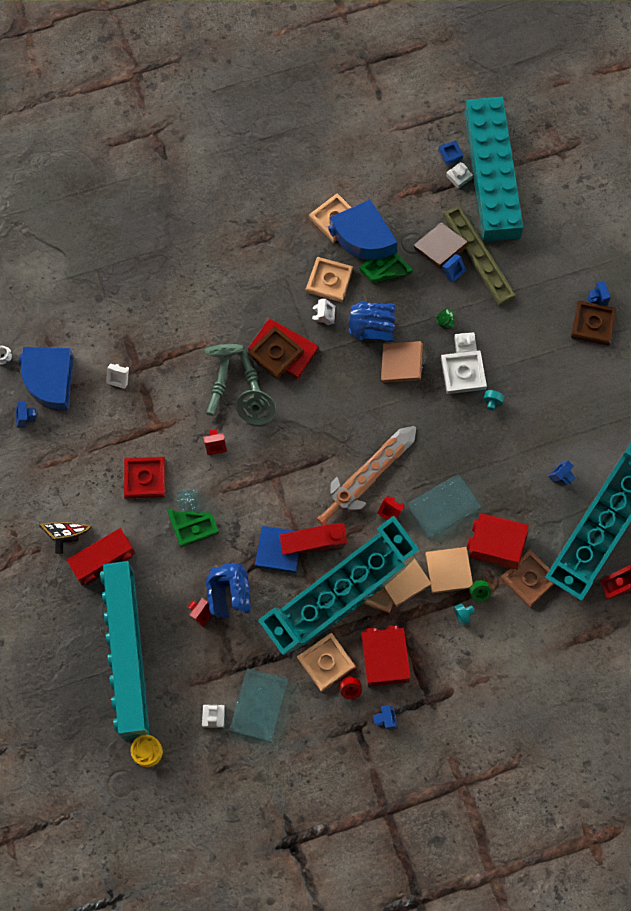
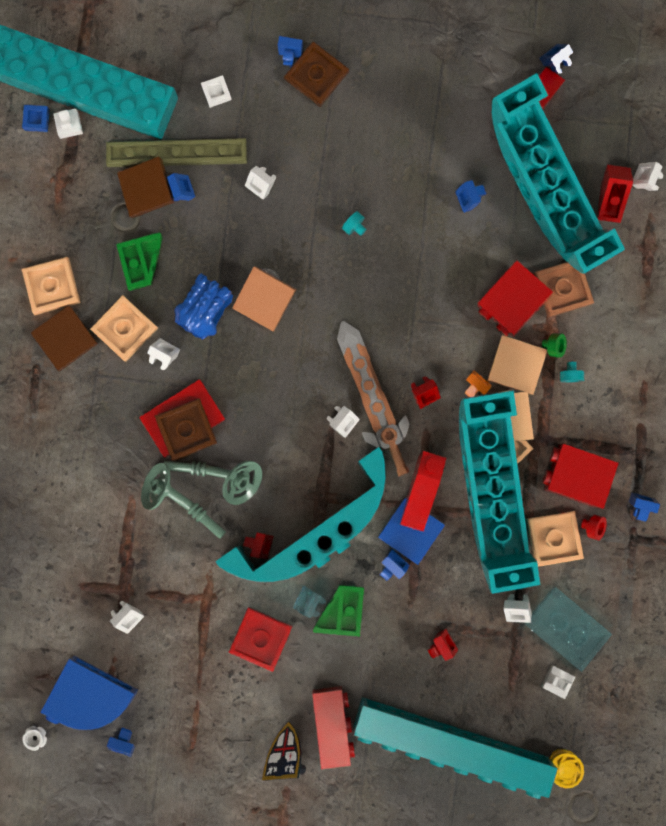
camera: 65 degrees left, 15 degrees up
(216, 582) = (434, 593): blue piece -> none
(245, 484) = (287, 562): none -> teal slope
(246, 546) = (394, 565): none -> blue tile
(255, 655) = (517, 610): none -> white tile
(301, 243) = (64, 338): none -> reddish brown tile
(338, 460) = (343, 421): none -> white tile
(363, 232) = (89, 263): blue brick -> none
(421, 541) = (477, 383): none -> orange tile
(443, 506) = (445, 335): clear light blue tile -> none
(445, 318) = (234, 226): green plate -> none
(463, 372) = (307, 239): white plate -> none
(465, 342) = (274, 220): white tile -> none
(488, 319) = (260, 182): none -> white tile
(539, 259) = (216, 91): none -> white plate

